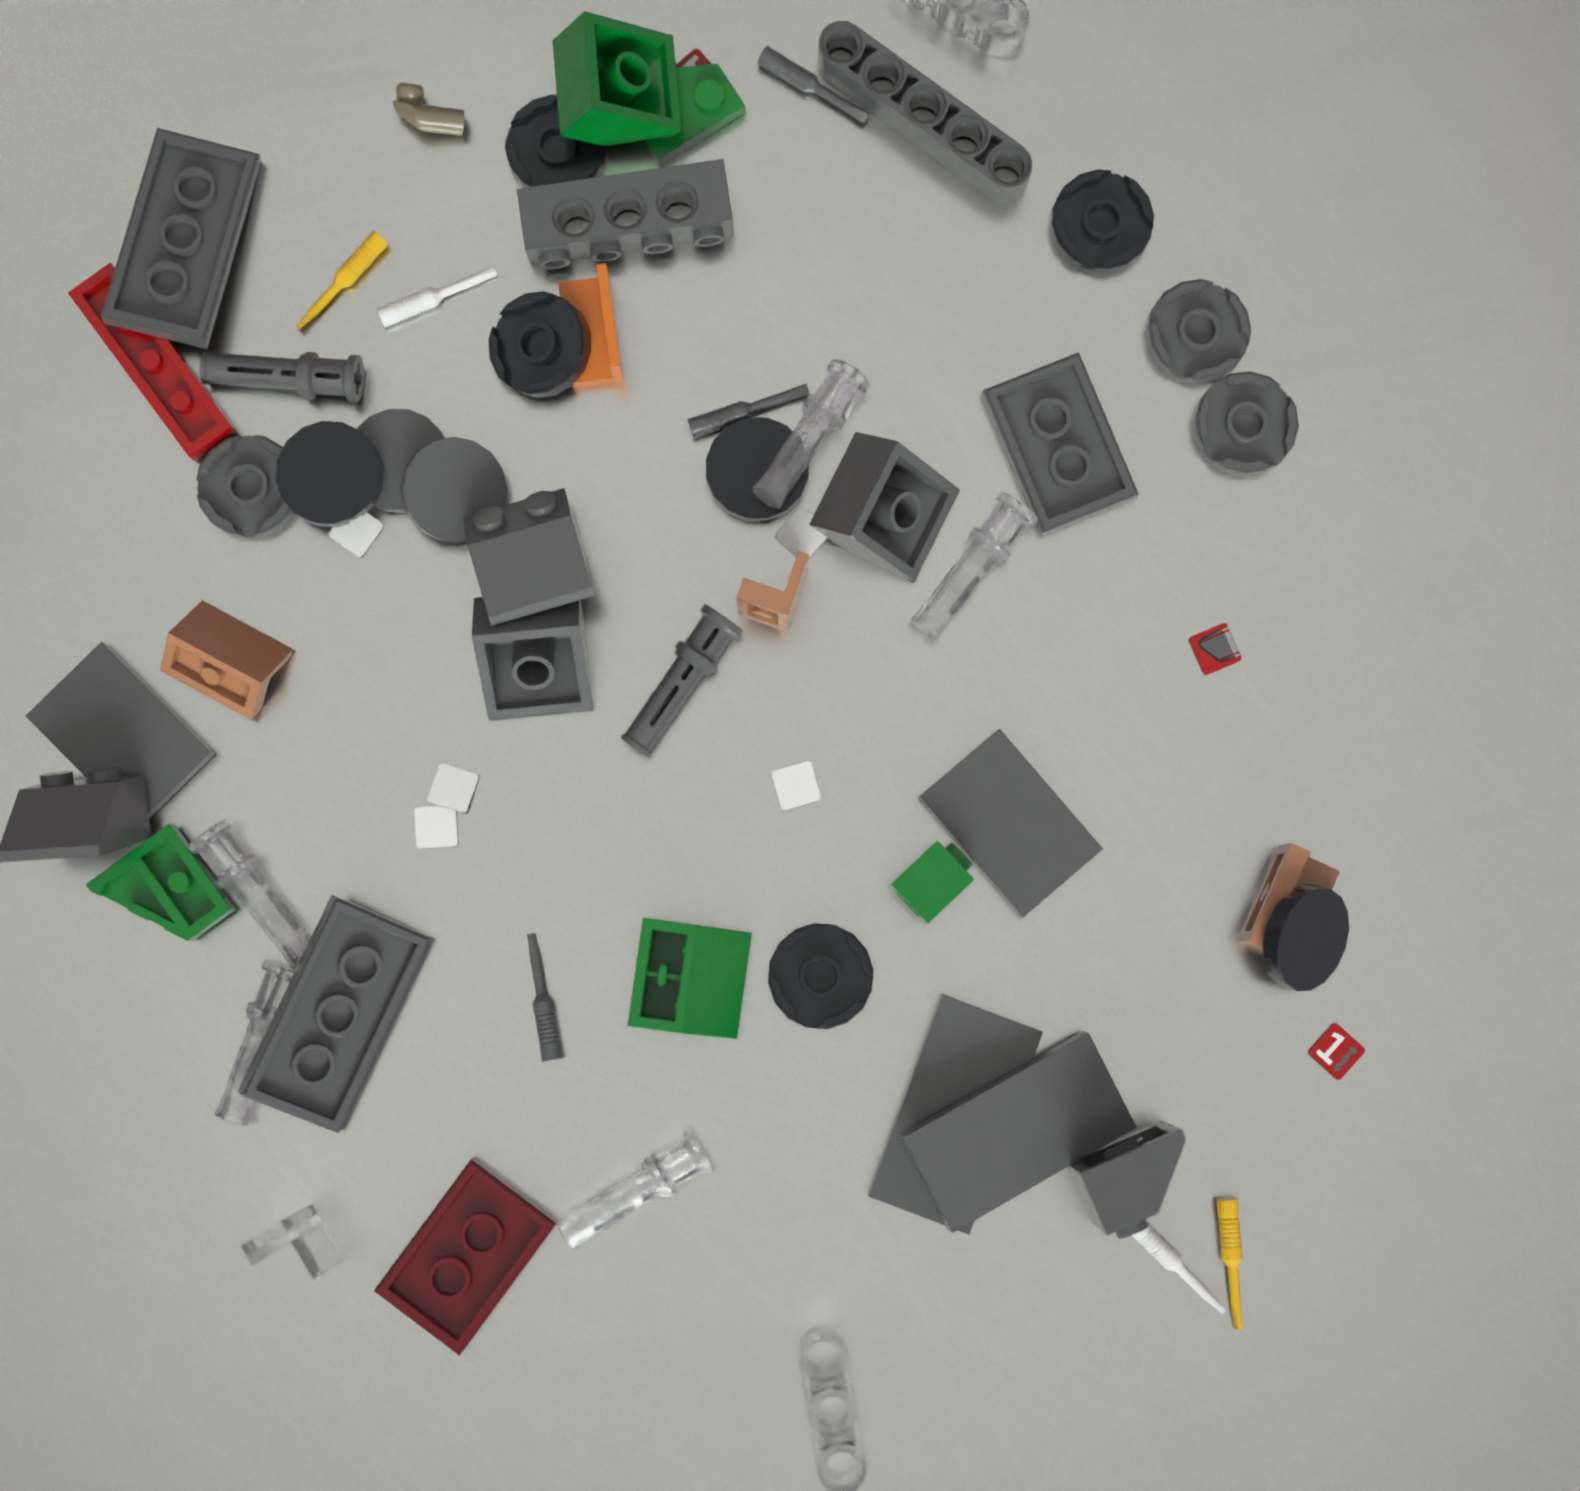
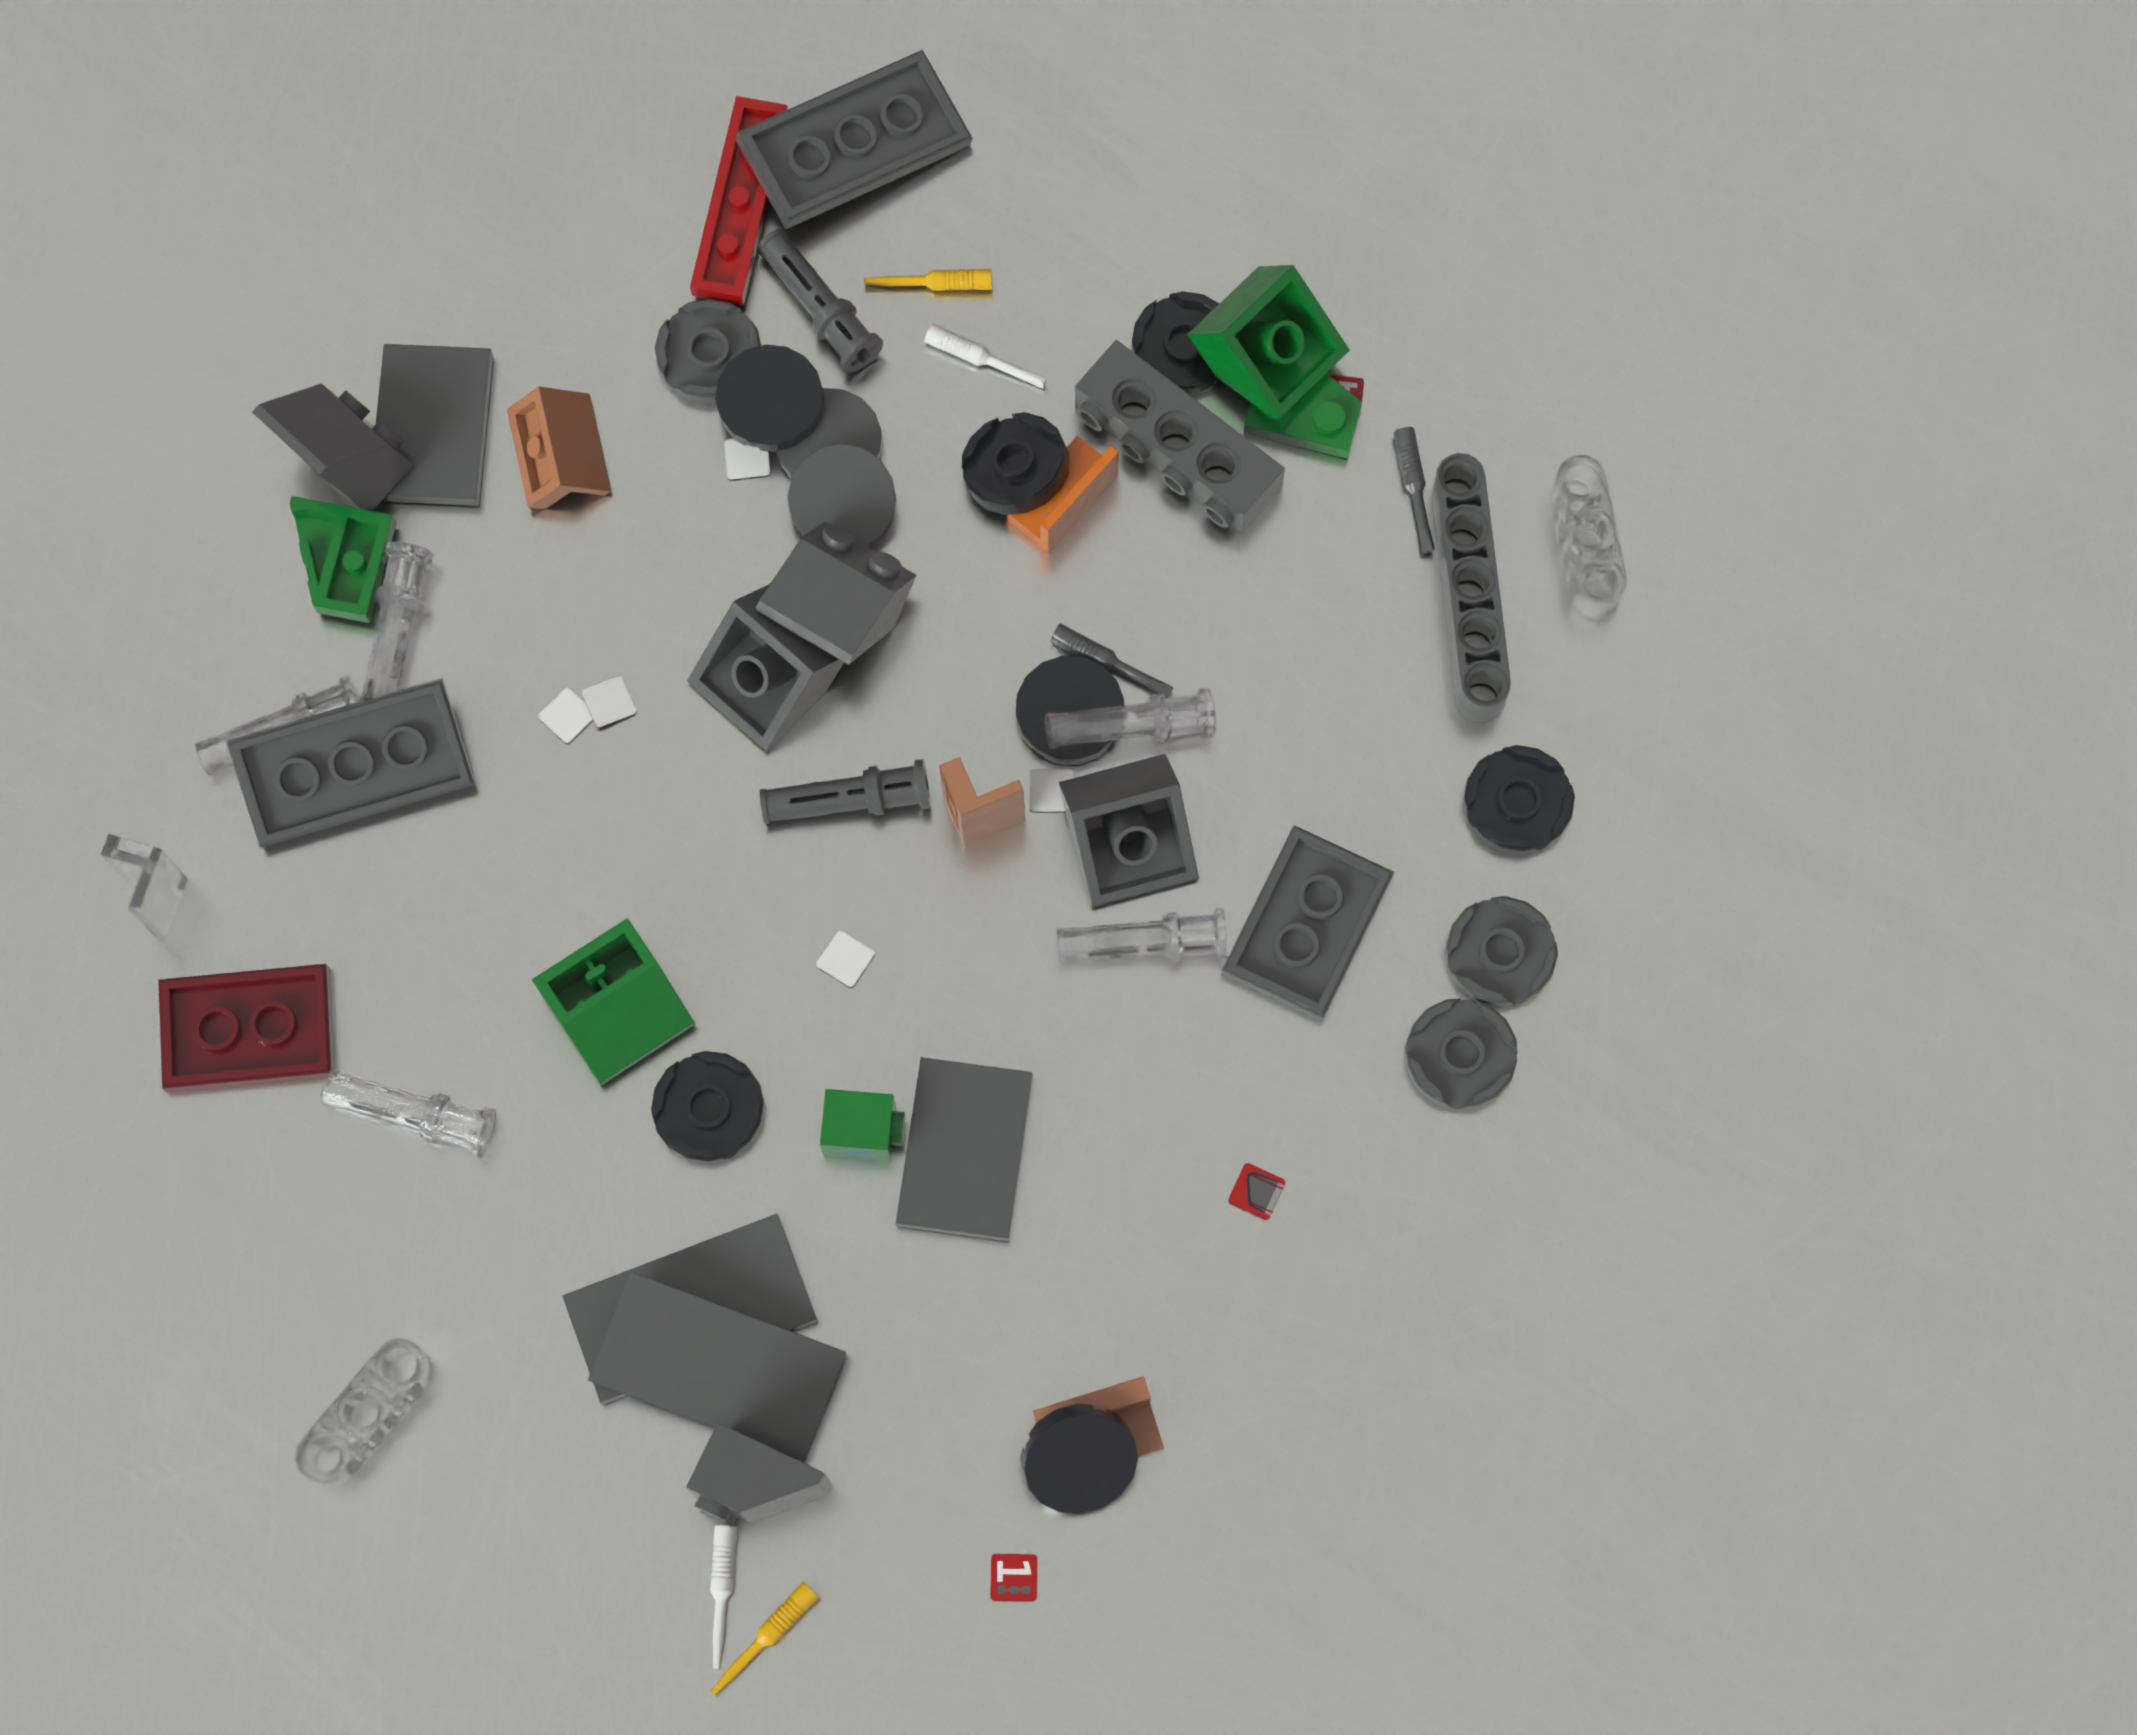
camera: 50 degrees right, 10 degrees down
(427, 117) = (1114, 227): dark tan arm -> none
(543, 1008) = (494, 917): dark grey piece -> none

